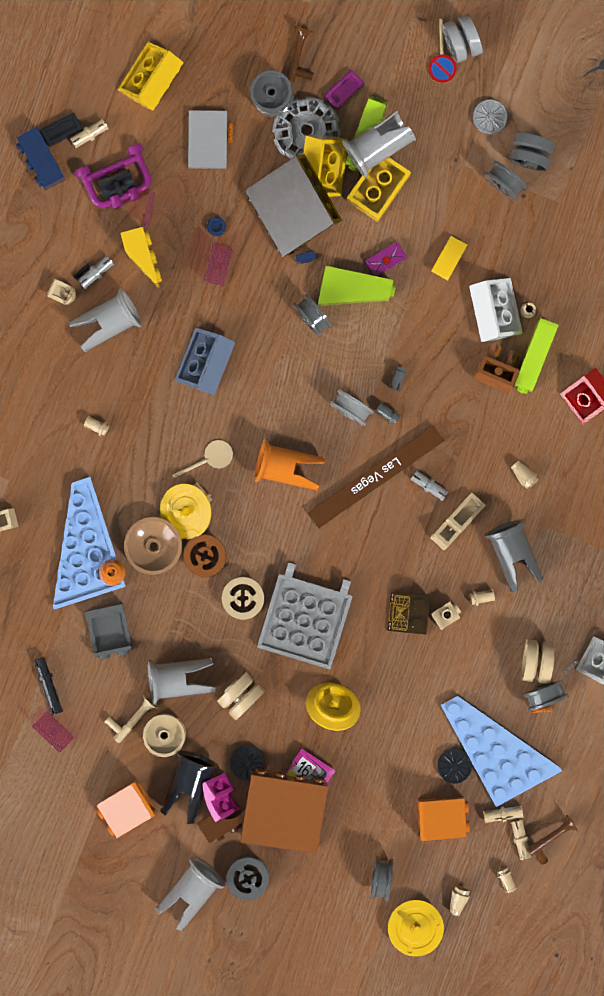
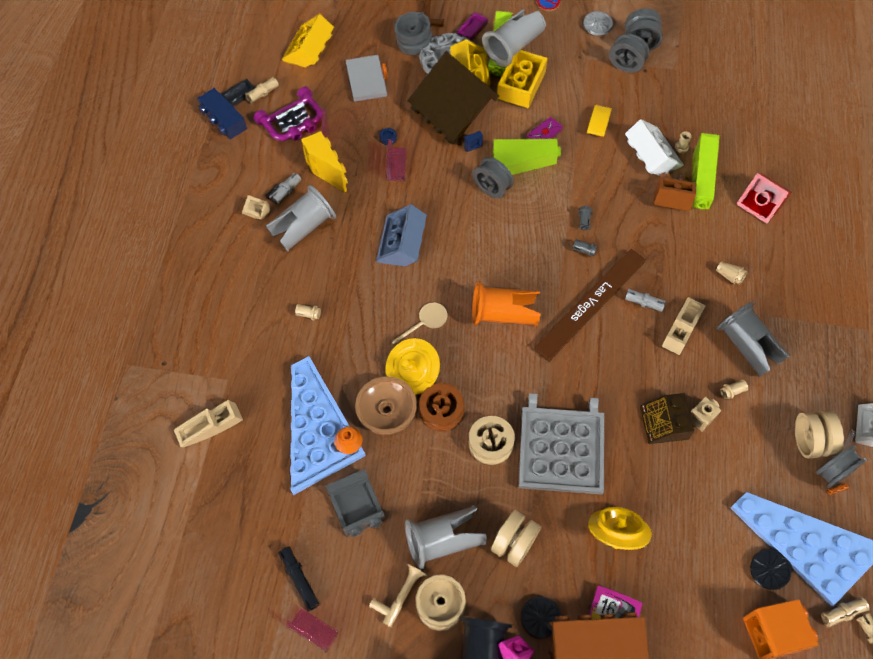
camera: 15 degrees left, 25 degrees down
(351, 407) = (551, 243): light grey wheel -> none

